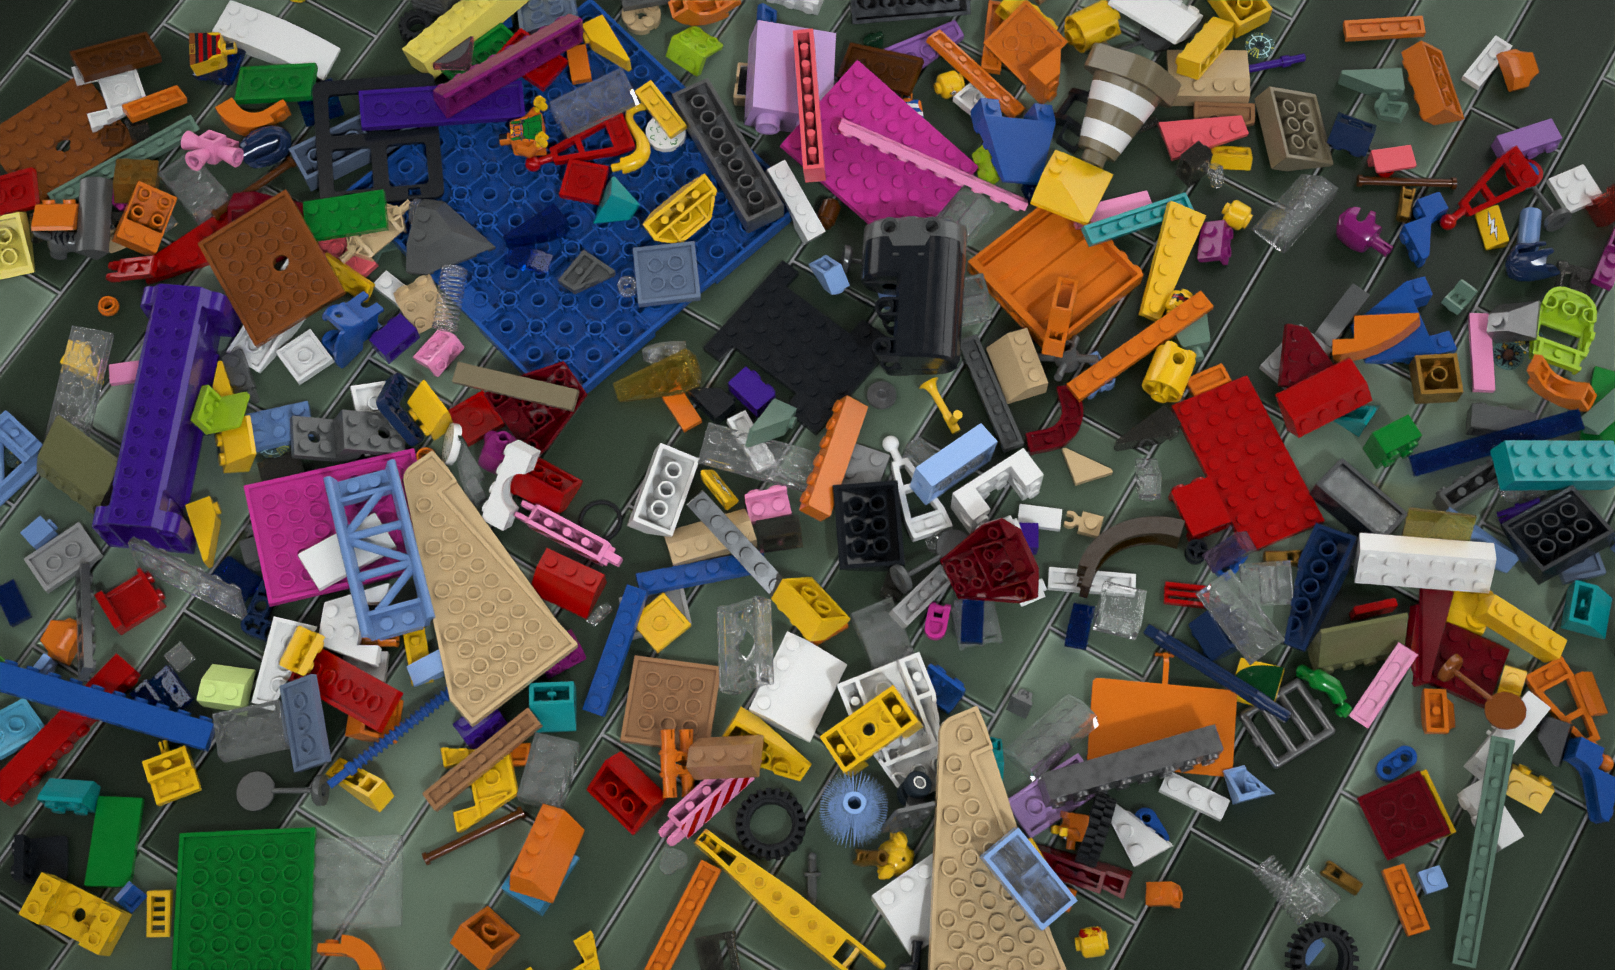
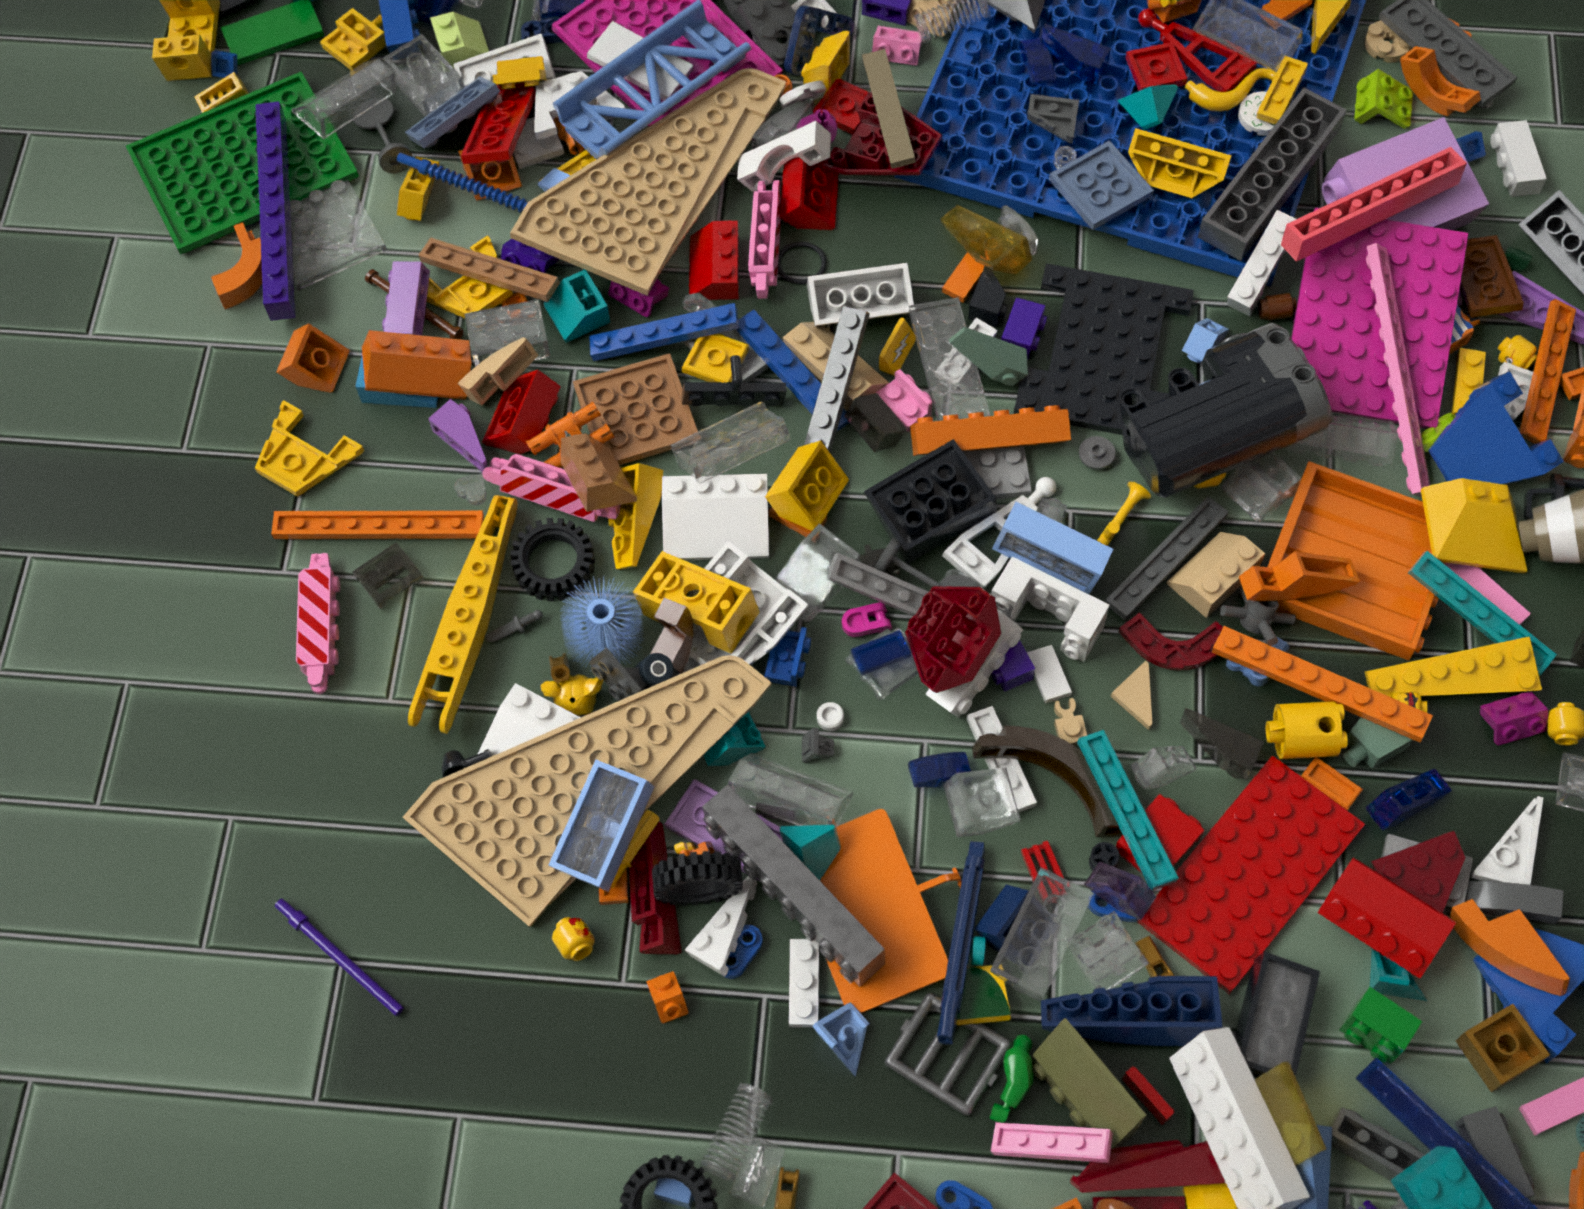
camera: 65 degrees right, 5 degrees down
(232, 805) = (347, 97): none -> clear slope
(323, 909) = (275, 212): none -> dark purple brick
(474, 839) = (406, 298): none -> brick
(582, 793) = (498, 371): none -> tan slope
(619, 847) = (455, 427): none -> medium lavender slope
(702, 617) = (733, 392): none -> black plate
(896, 759) = (677, 634): none -> brick
(954, 128) = (1468, 376): none -> yellow plate
(999, 682) = (830, 716): none -> white tile
(1100, 740) = (813, 845): none -> teal slope
(1174, 517) = (1127, 810): none -> teal tile
(1228, 665) = (977, 951): none -> teal tile
(1243, 339) = (1407, 798): none -> clear blue slope
(1310, 300) = (1515, 852): none -> white wing

